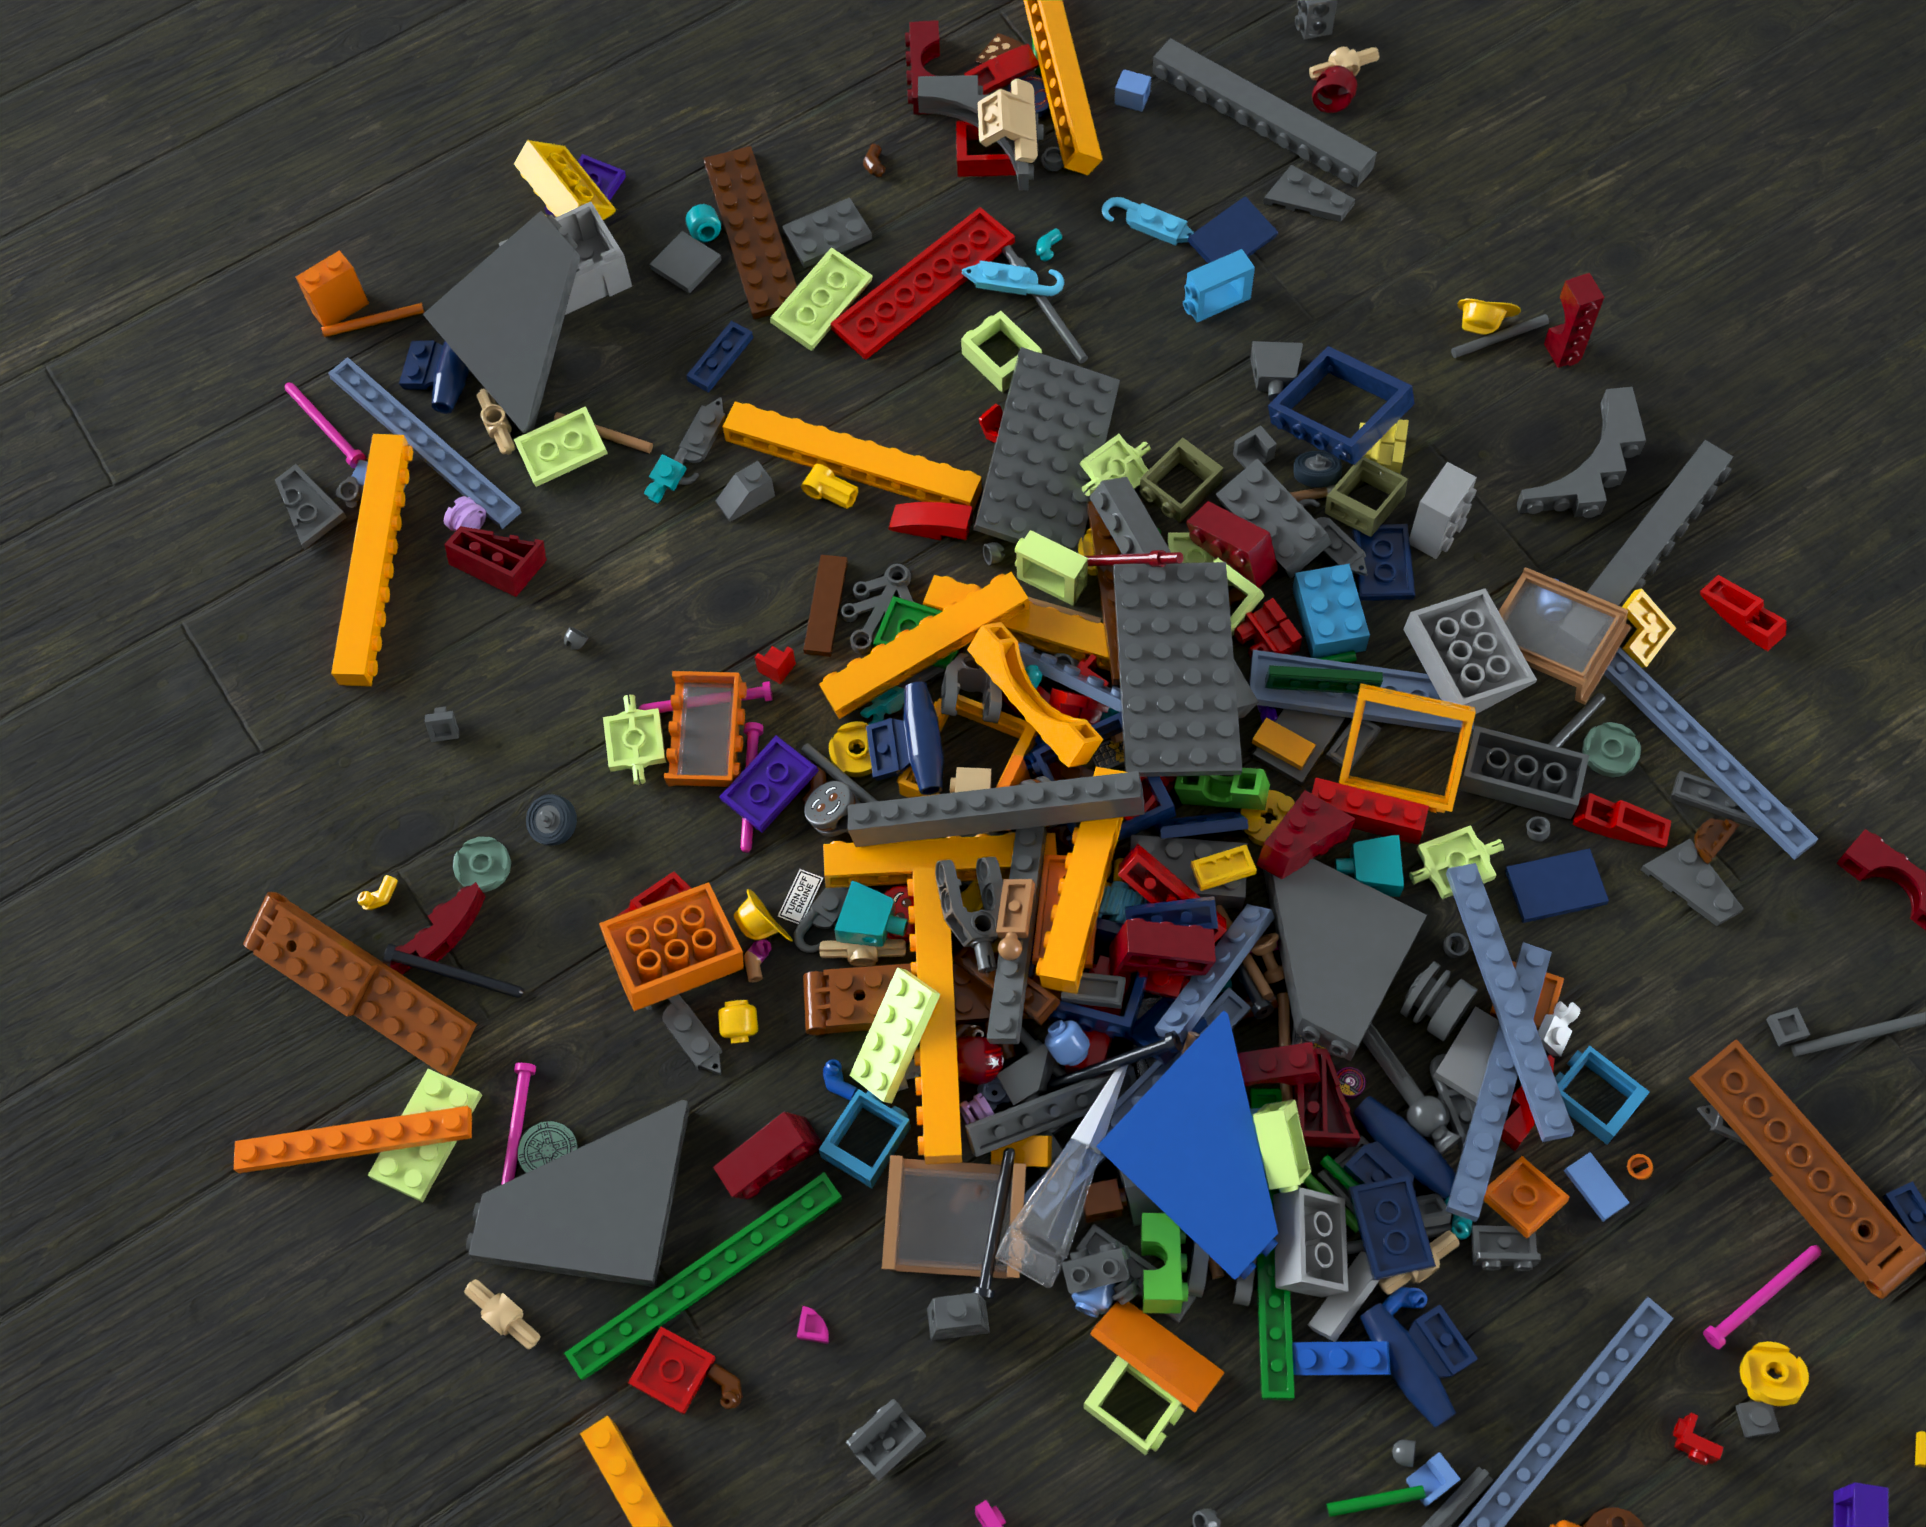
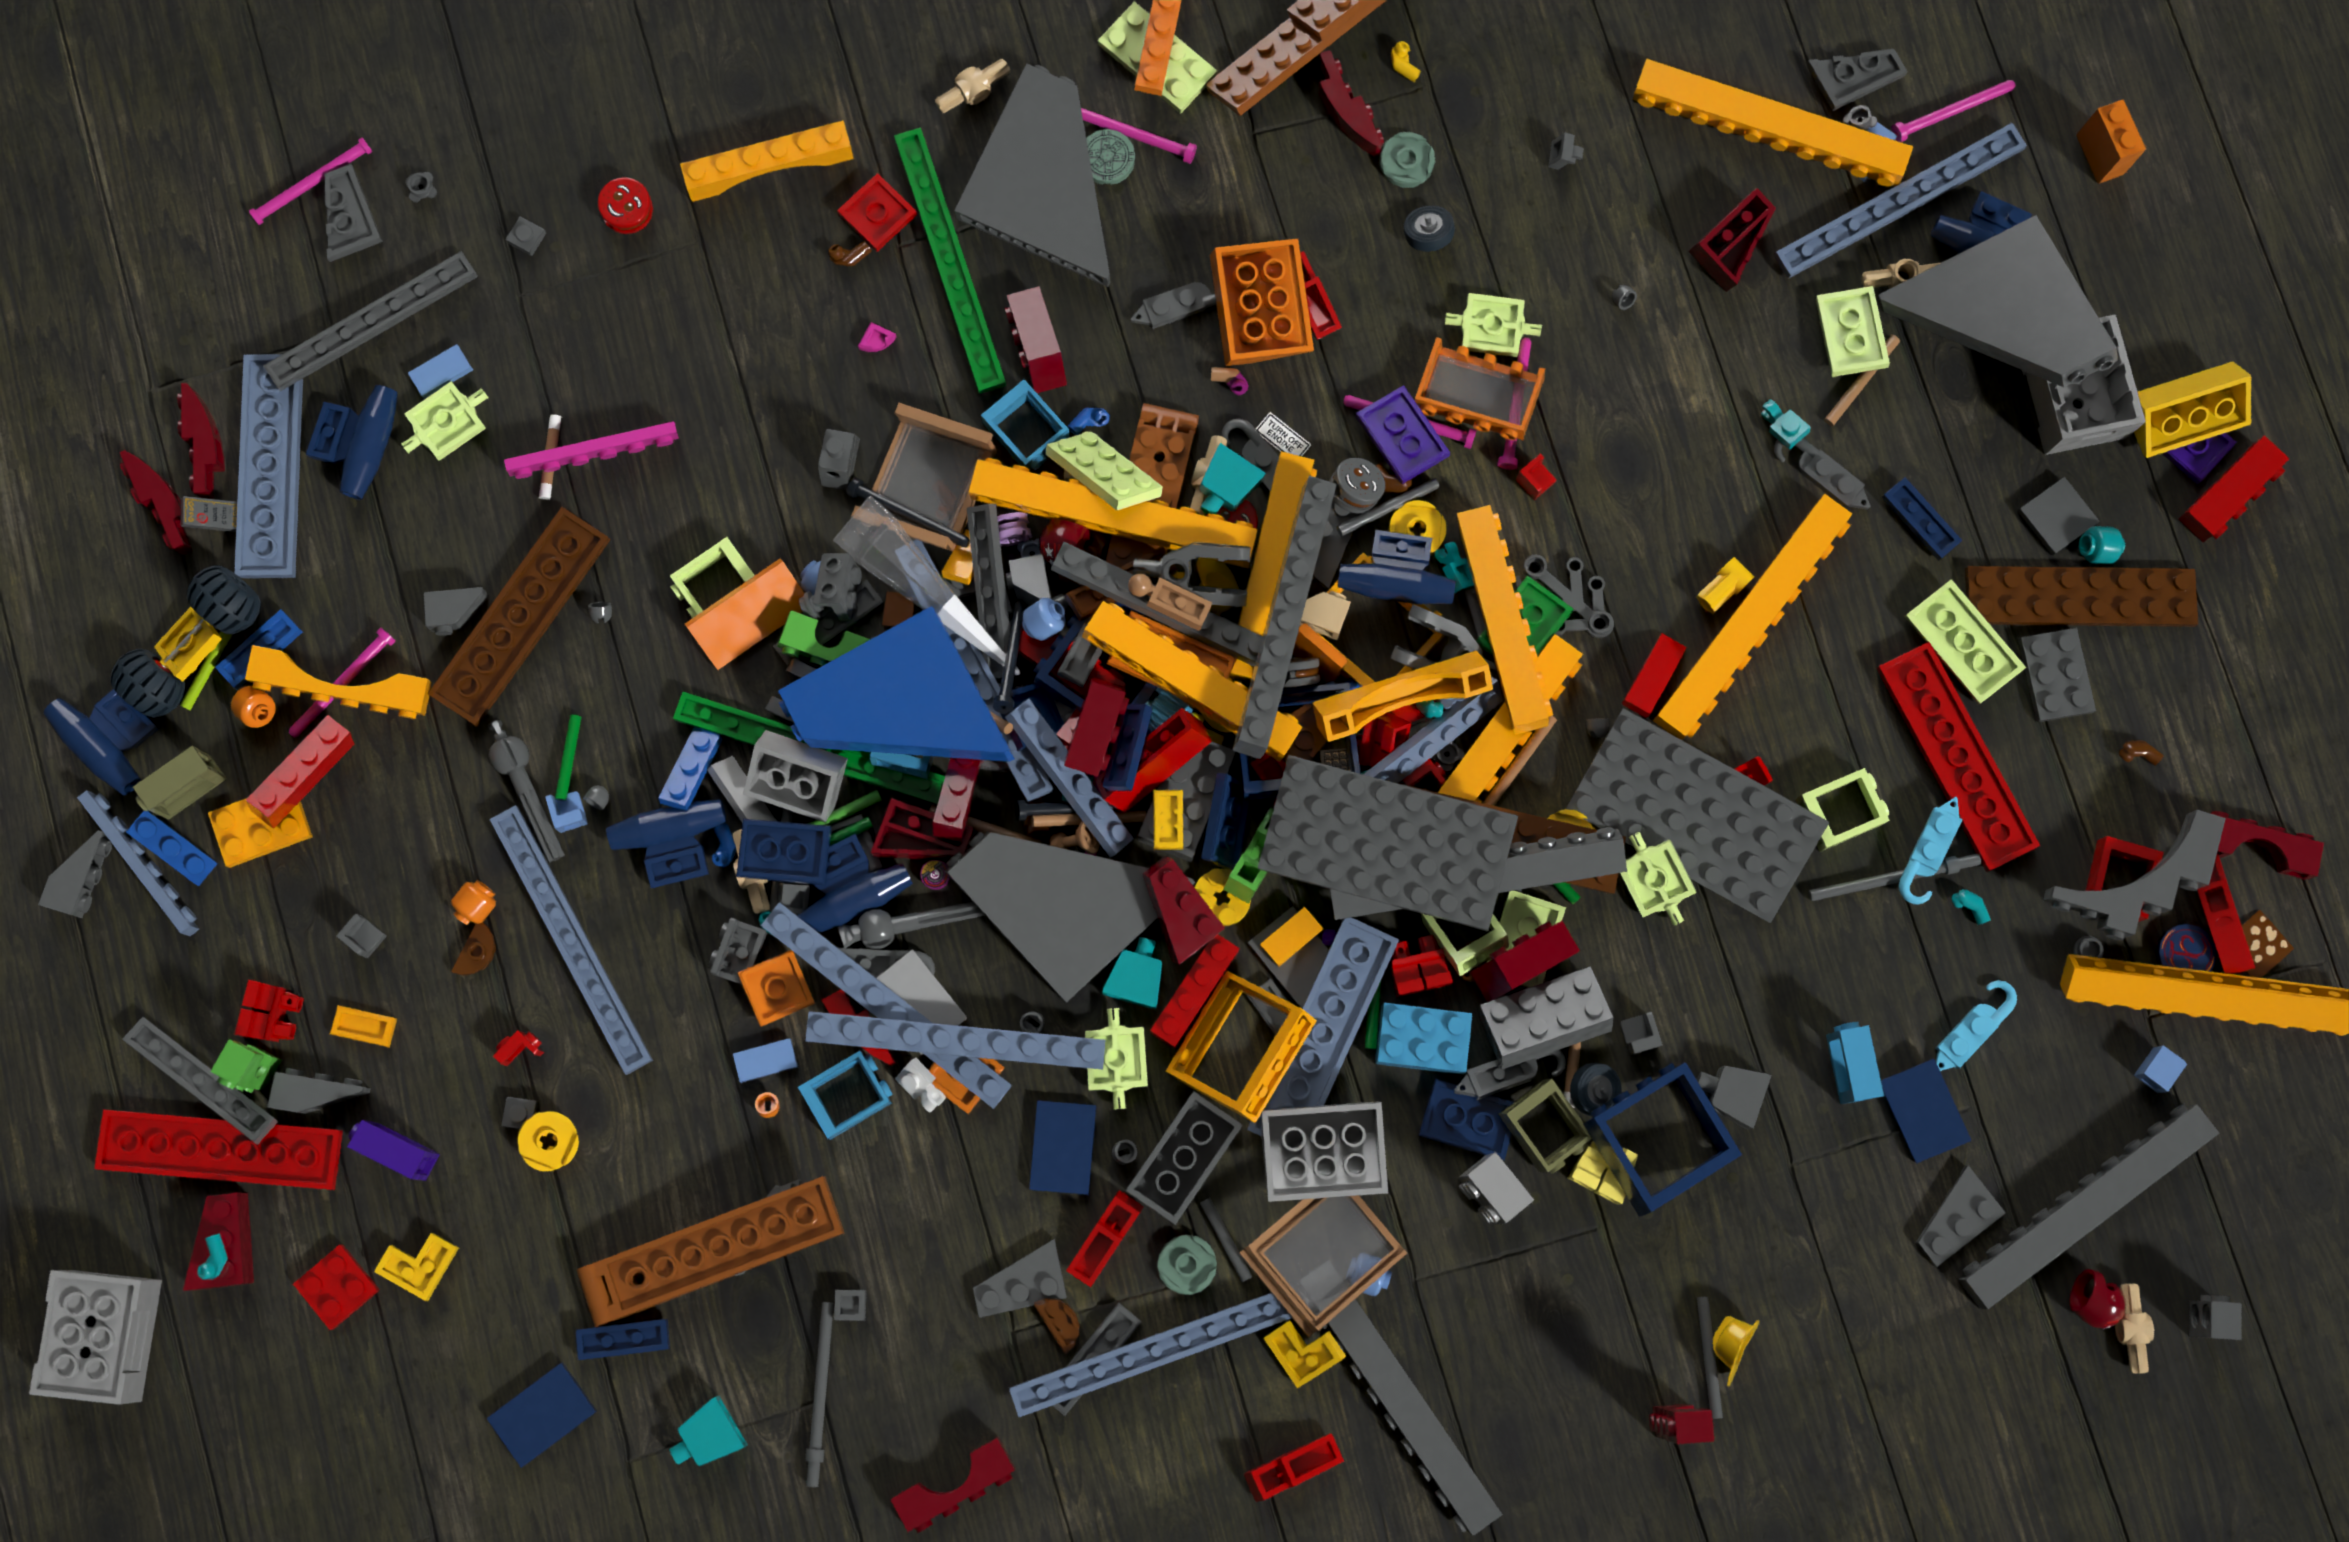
camera: 100 degrees right, 15 degrees up
(373, 320) = (2073, 182): orange bar -> none
(451, 972) = (1328, 55): black bar -> none
(465, 514) = (1792, 219): lavender wheel -> none
(625, 145) = (2233, 489): none -> red brick
(738, 1021) = (1172, 345): yellow head -> none
(745, 491) = (1743, 501): dark grey slope -> none
(756, 920) = (1264, 391): yellow piece -> none
(825, 605) = (1589, 545): reddish brown tile -> none
(885, 1439) = (757, 369): dark grey bracket -> none
(1012, 117) = (2128, 898): tan plate -> none
(1051, 567) = (1556, 771): yellowish green window -> none
(1155, 558) = (1509, 856): dark red bar -> none
(1193, 460) = (1646, 929): olive window -> none
(1282, 1145) = (903, 783): yellowish green window -> none
(1320, 679) = (1338, 992): dark green tile -> none
(1438, 1001) = (978, 978): dark grey wheel -> none
(1583, 488) = (1489, 1361): dark grey arch -> none
(1717, 1335) = (618, 1165): dark pink bar -> none

